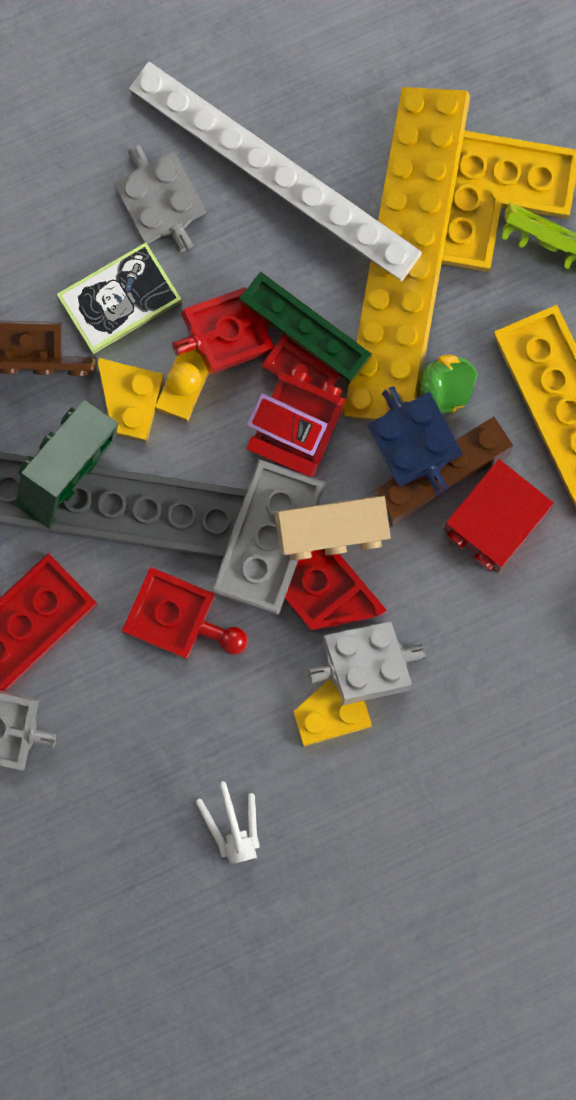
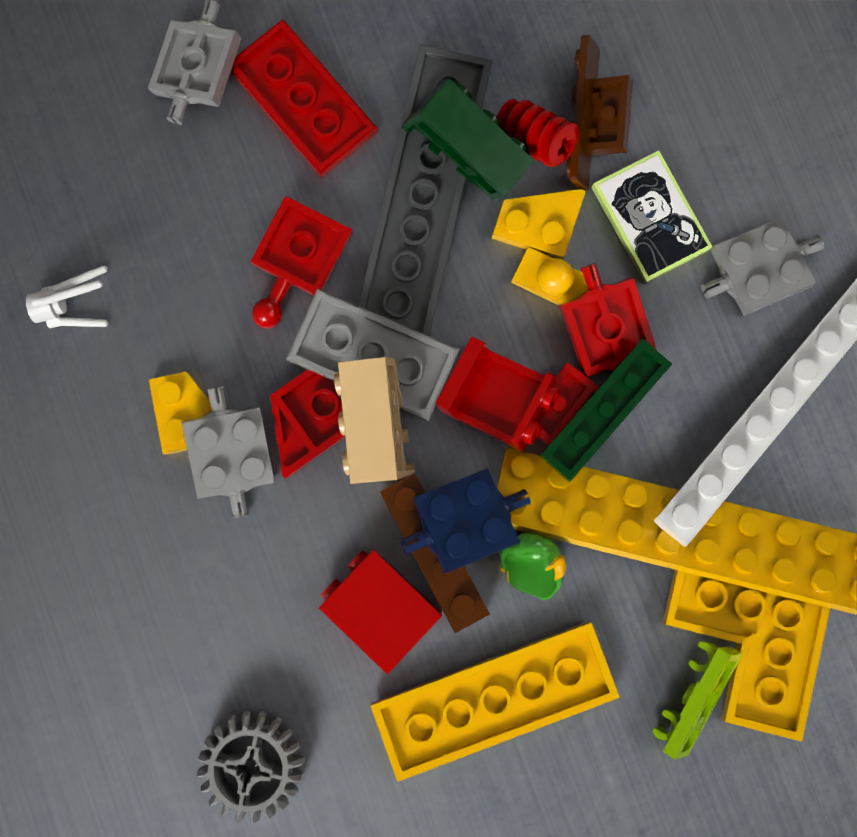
camera: 90 degrees right, 5 degrees up
(54, 401) = (541, 131): none -> red piece
(287, 424) = (496, 382): slope -> none

